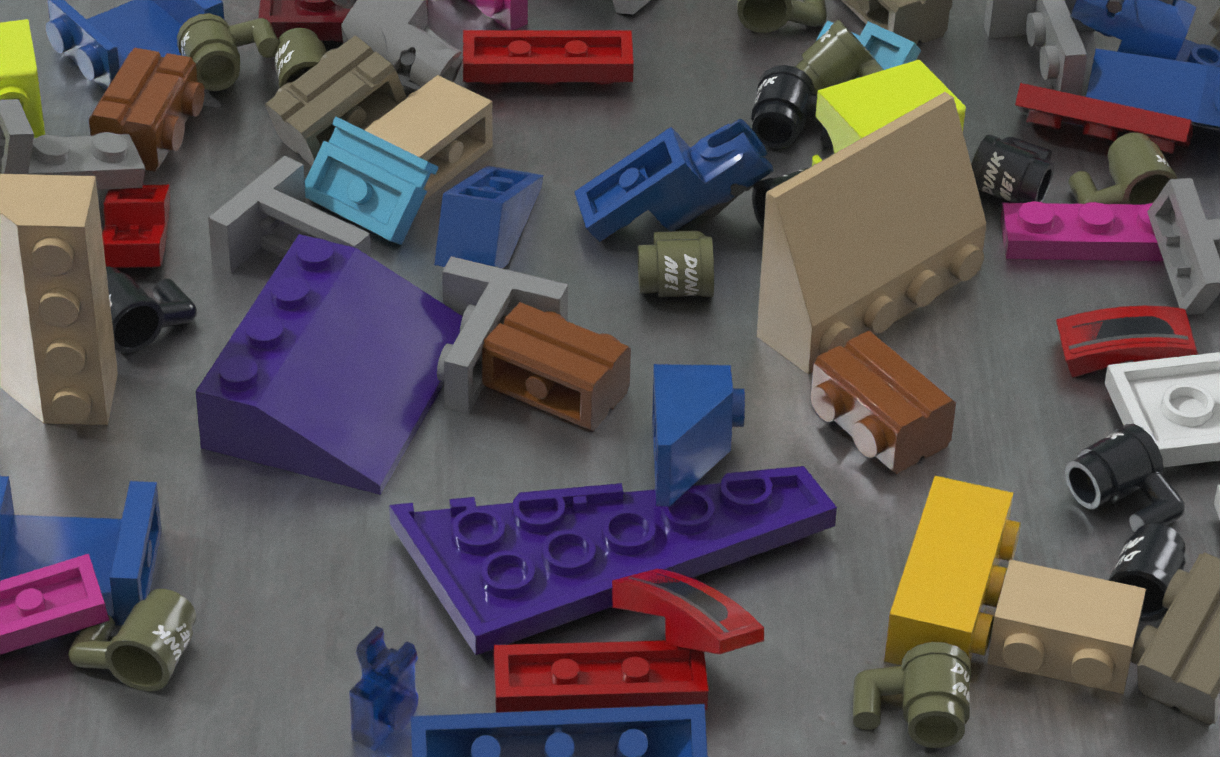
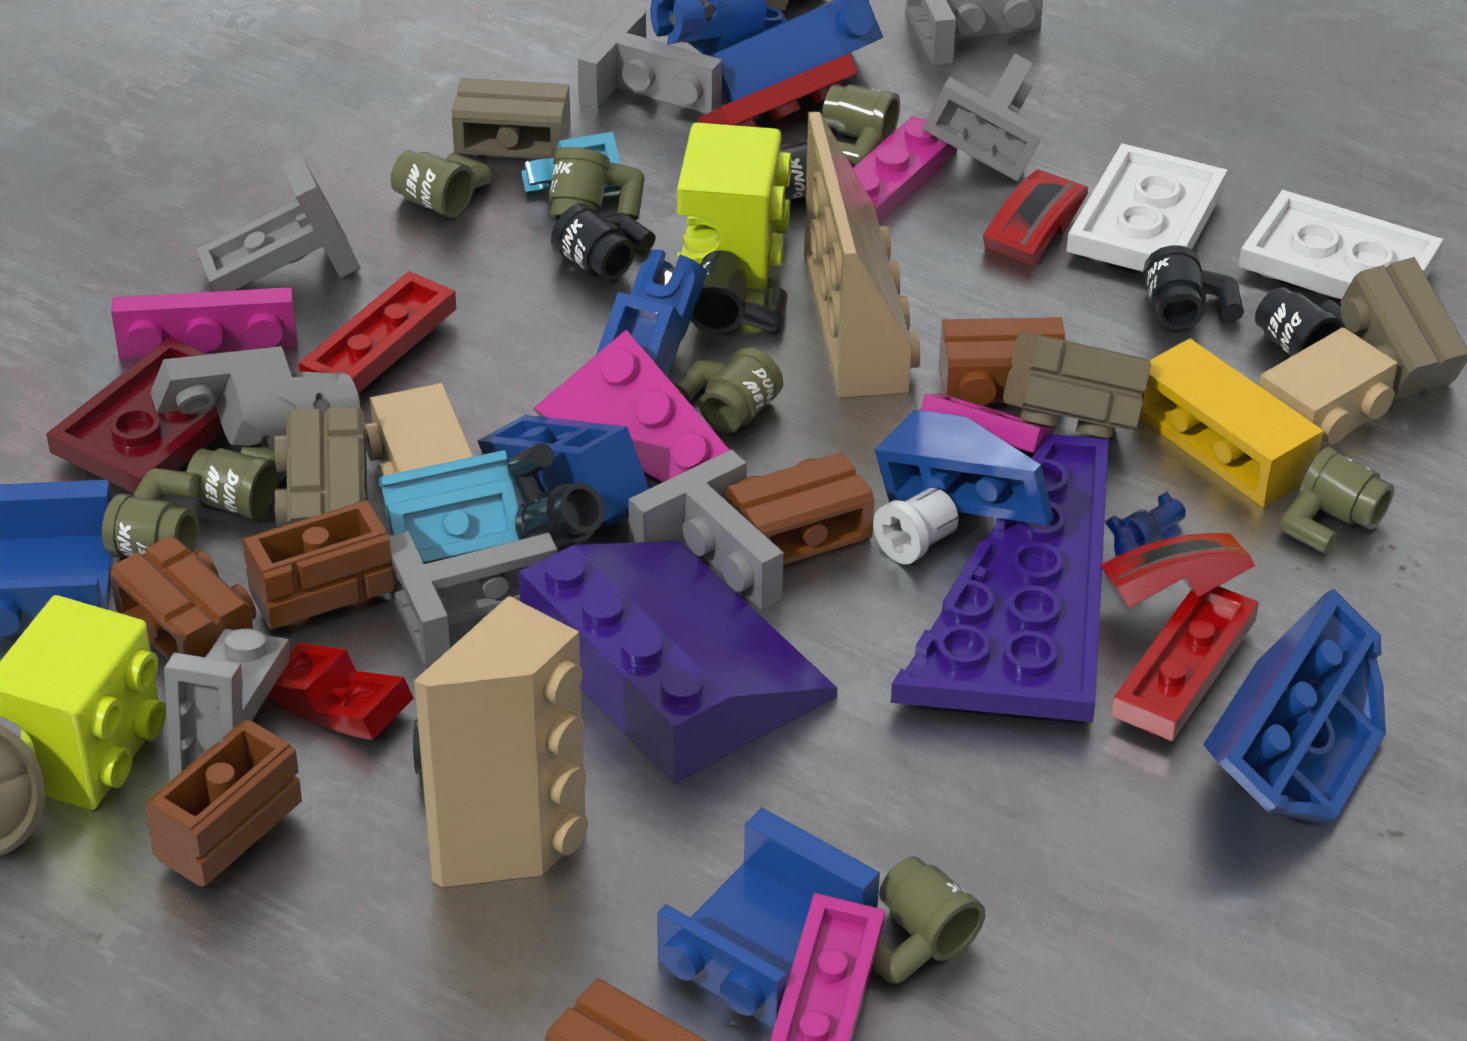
camera: 55 degrees left, 0 degrees up
(229, 137) = (318, 564): none -> dark orange brick
(385, 693) = (1121, 782): clear blue plate -> none
(407, 233) = (565, 512): none -> black piece
(577, 220) = (631, 391): none -> dark pink wing
(613, 440) = (913, 525): none -> white bush
(744, 582) = (1143, 526): none -> clear blue piece
(786, 422) = (1018, 433): none -> dark pink plate
(869, 446) = (1076, 382): none -> dark tan brick

